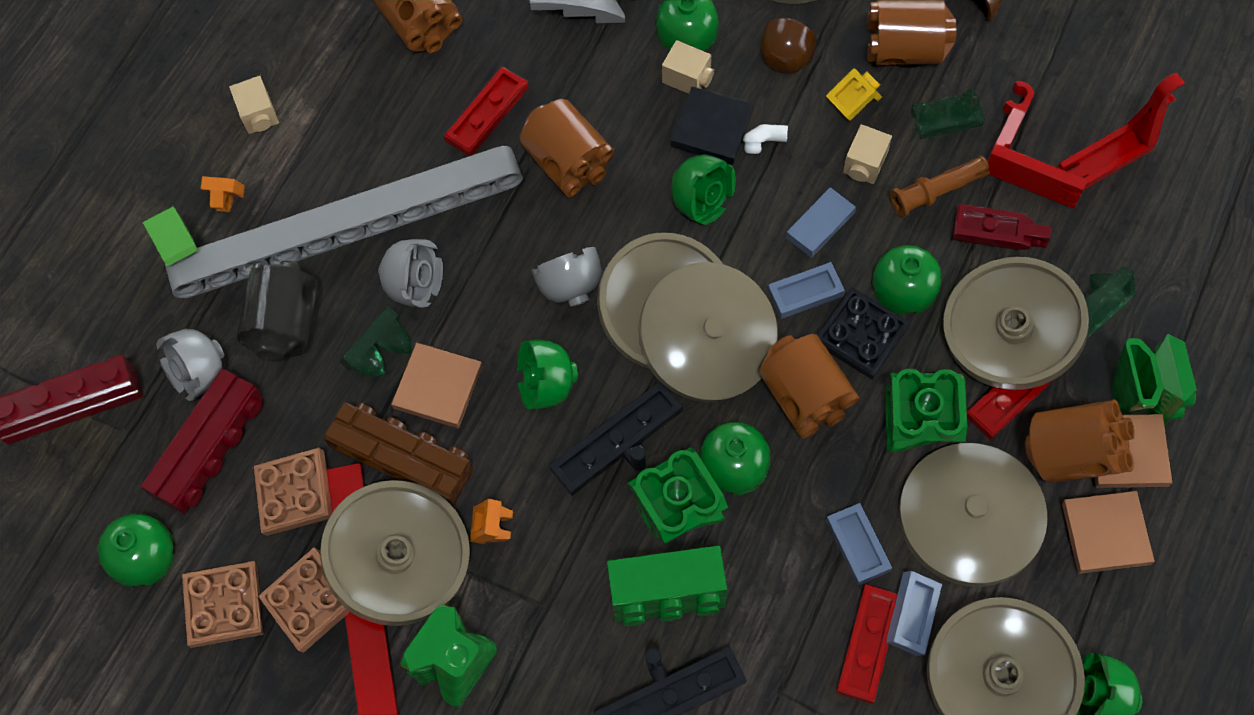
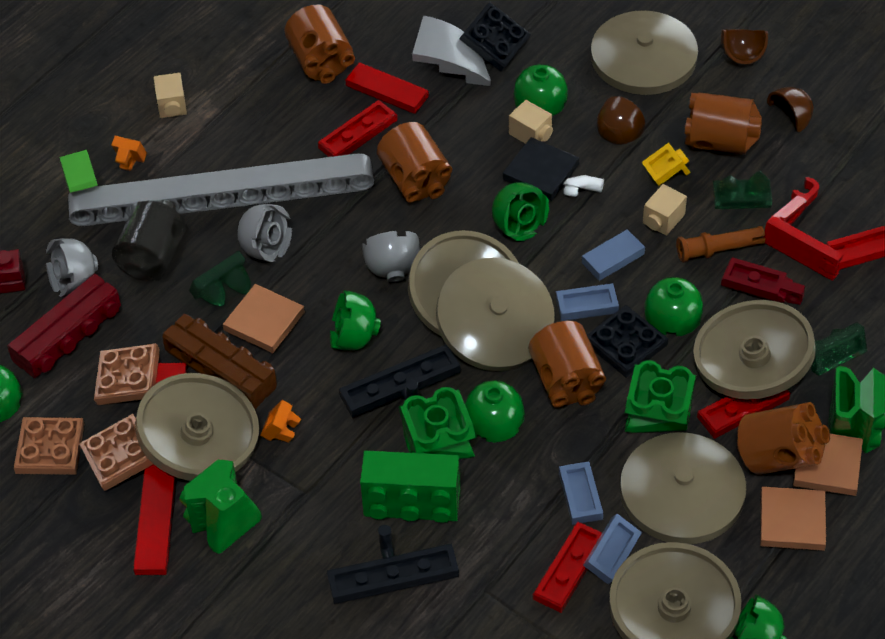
camera: 10 degrees right, 15 degrees down
(507, 47) = (387, 88): none -> red tile

